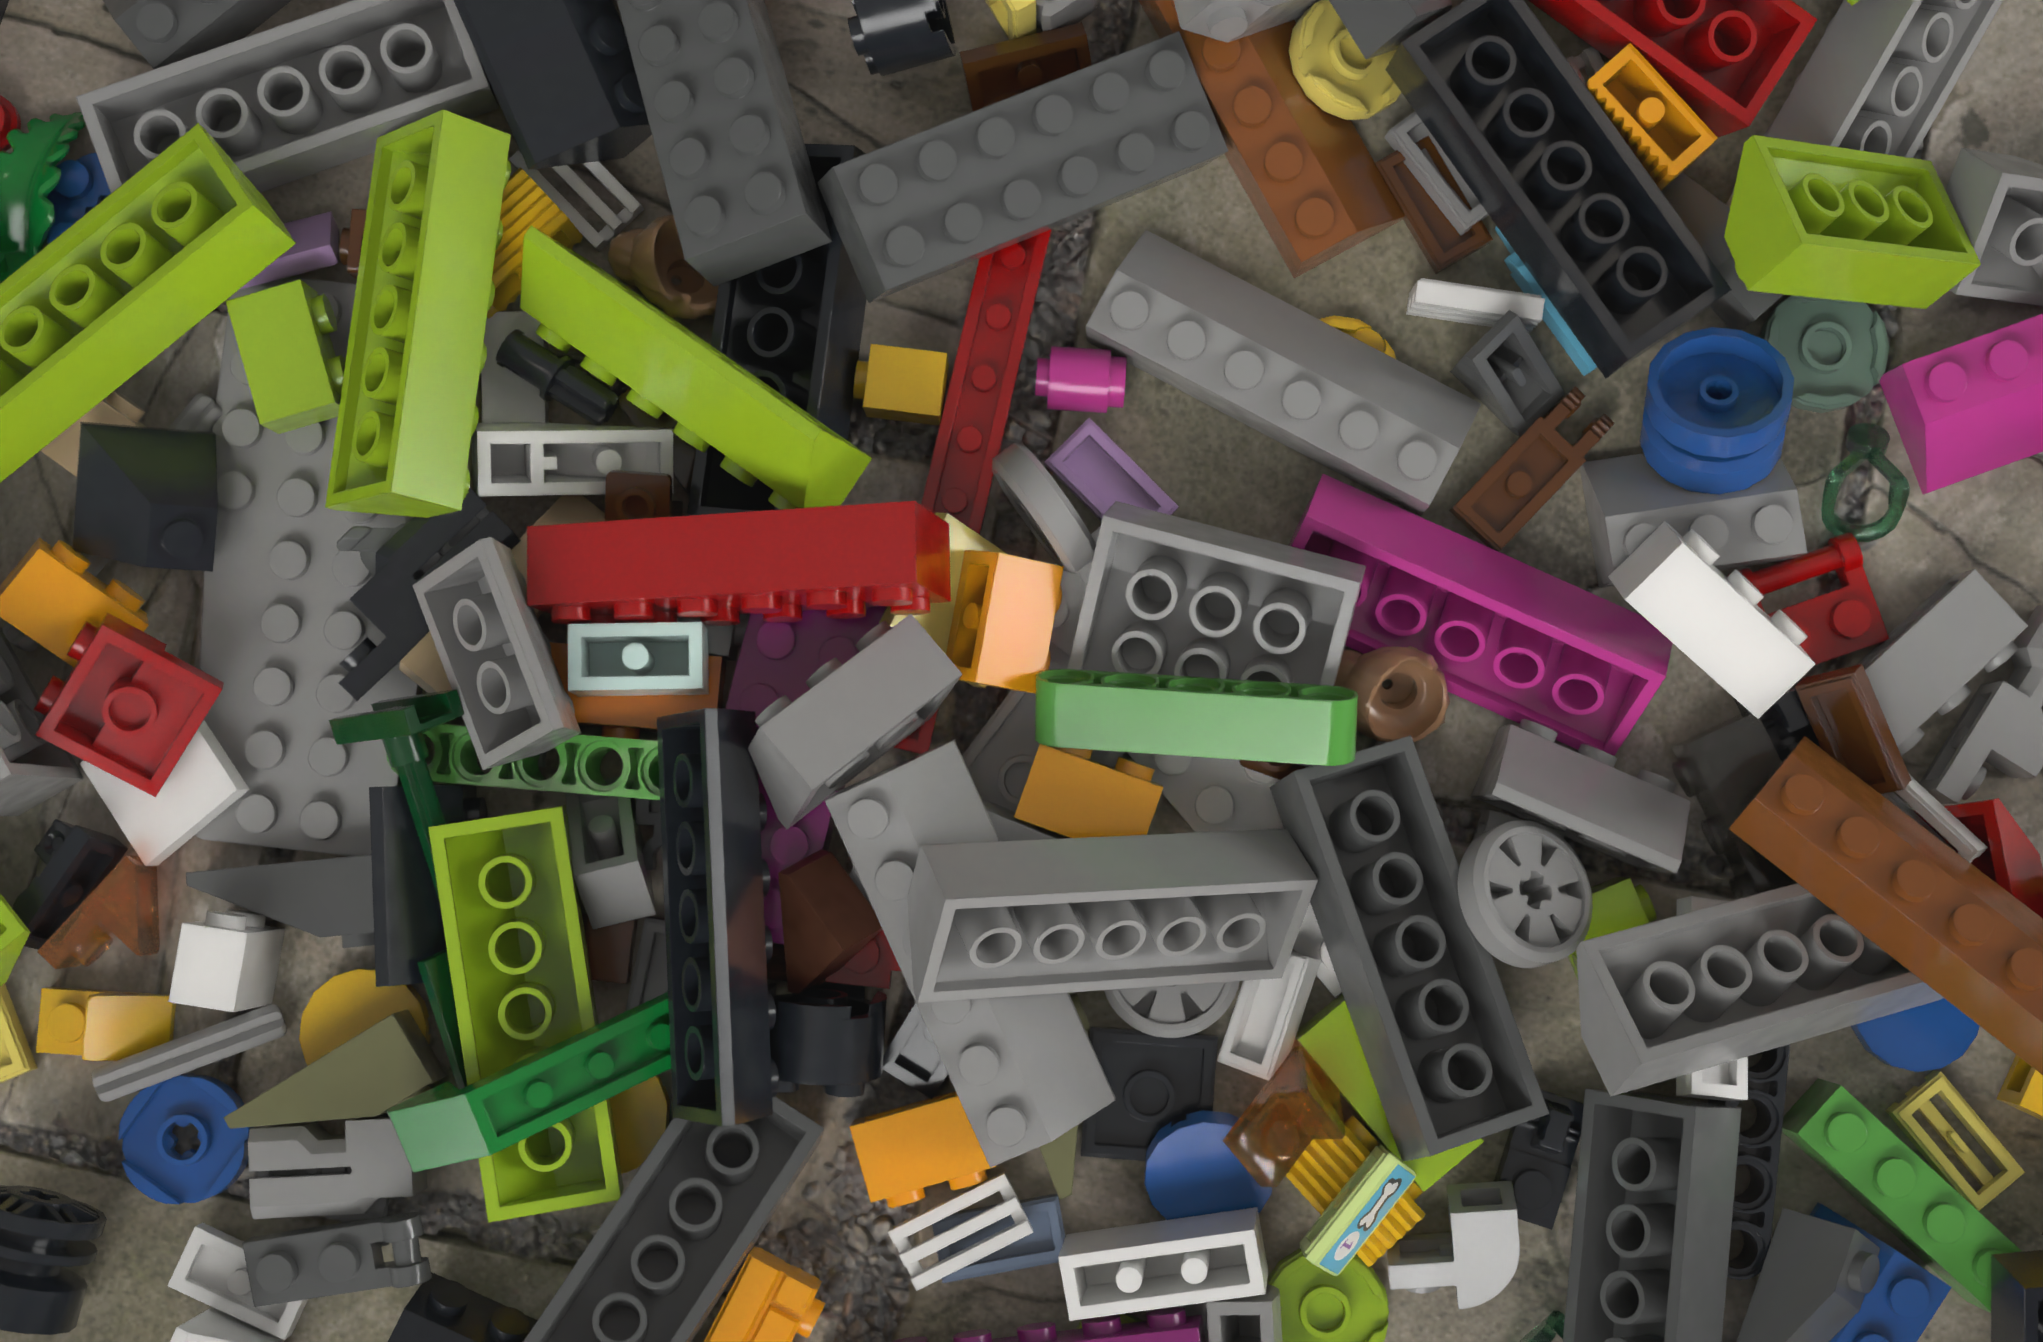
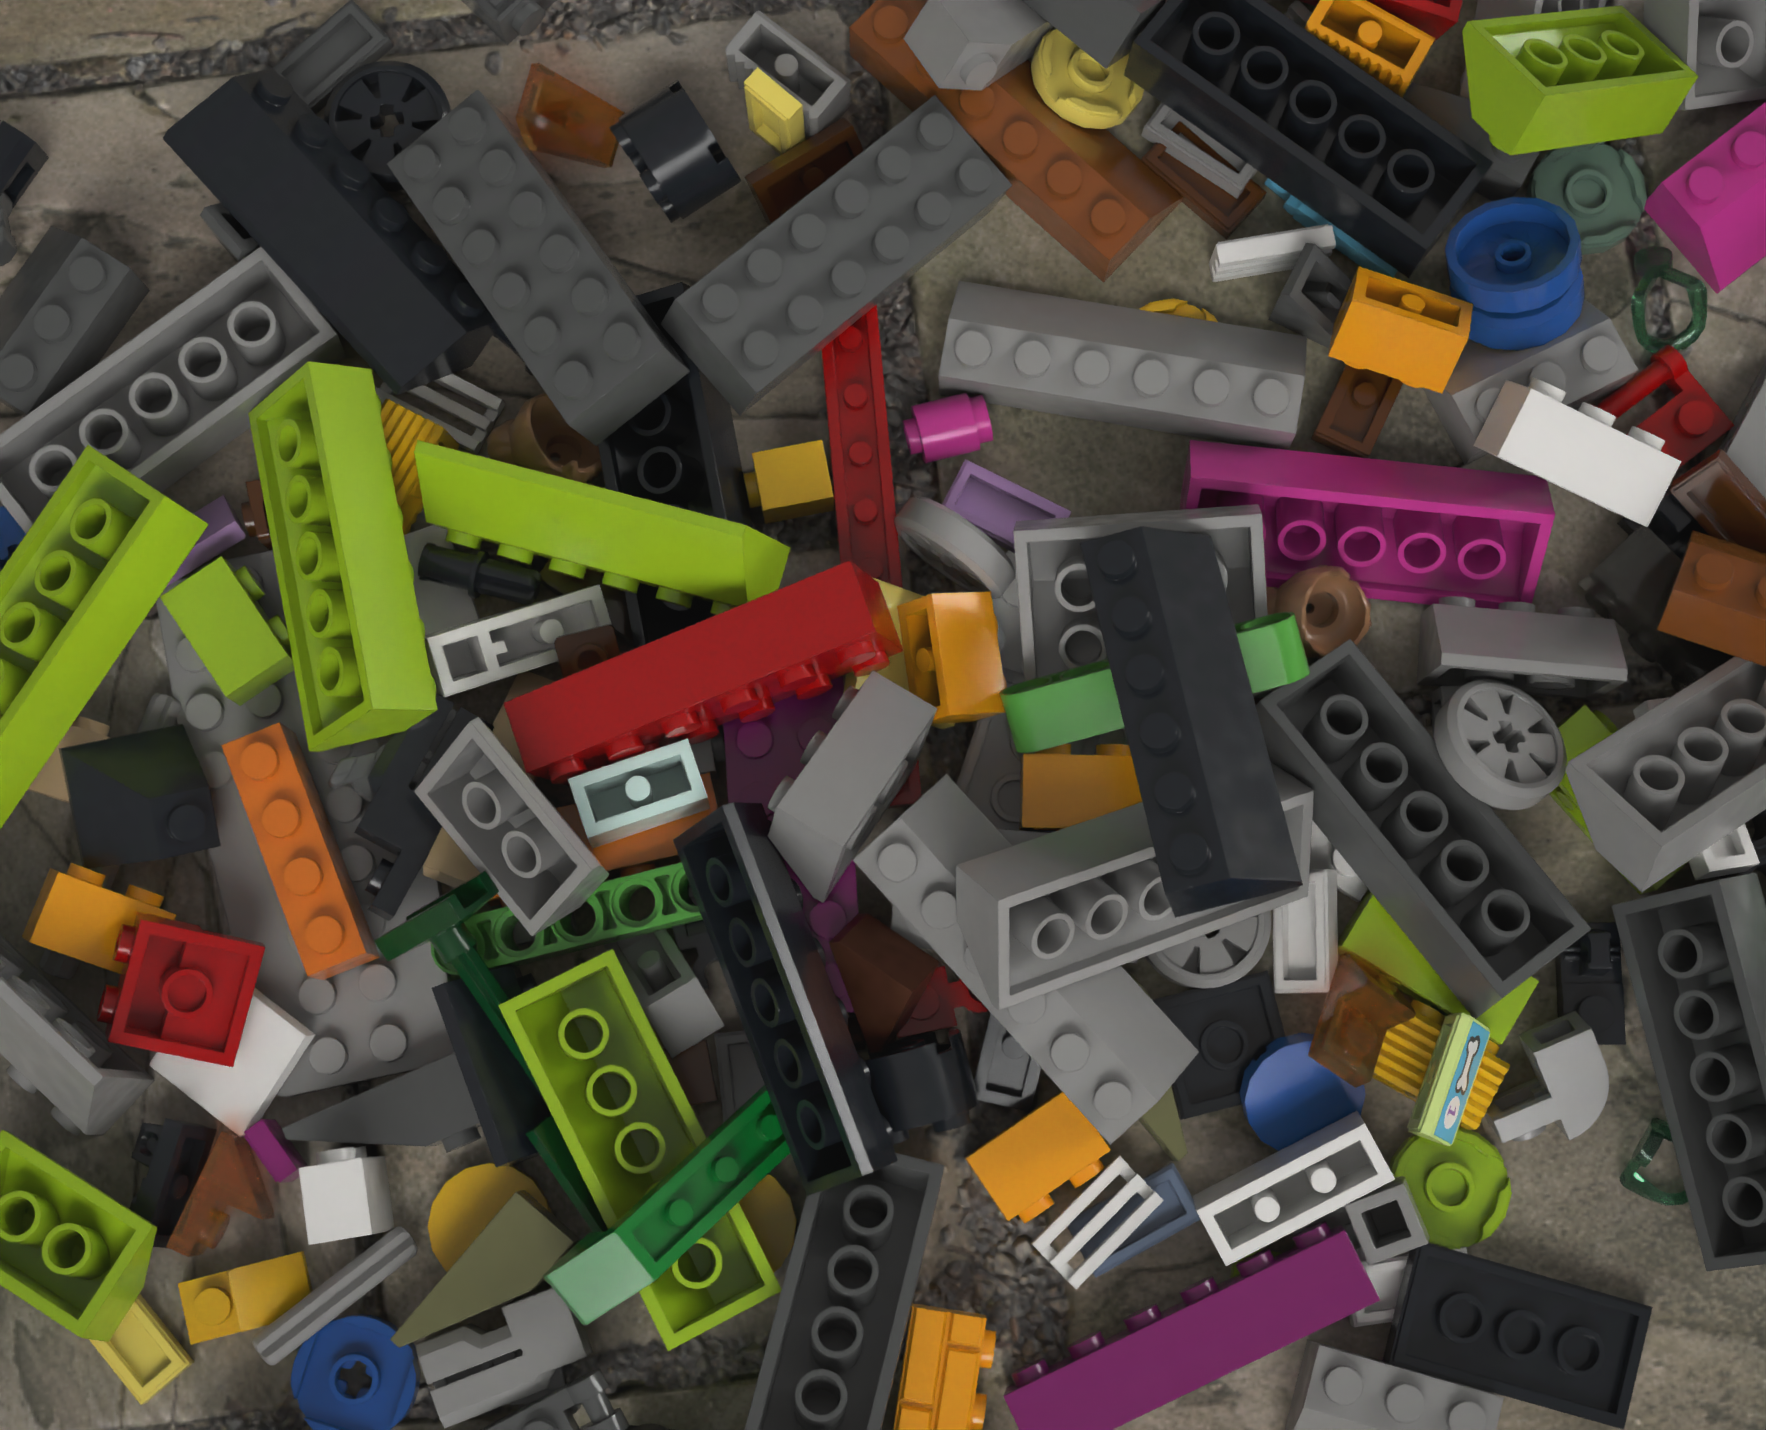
camera: 25 degrees left, 5 degrees down
(174, 898) = (274, 1150): none -> magenta tile
(287, 603) = (300, 851): none -> orange brick
(1208, 772) = (1190, 719): none -> black slope
(1575, 432) = (1400, 330): none -> light orange brick

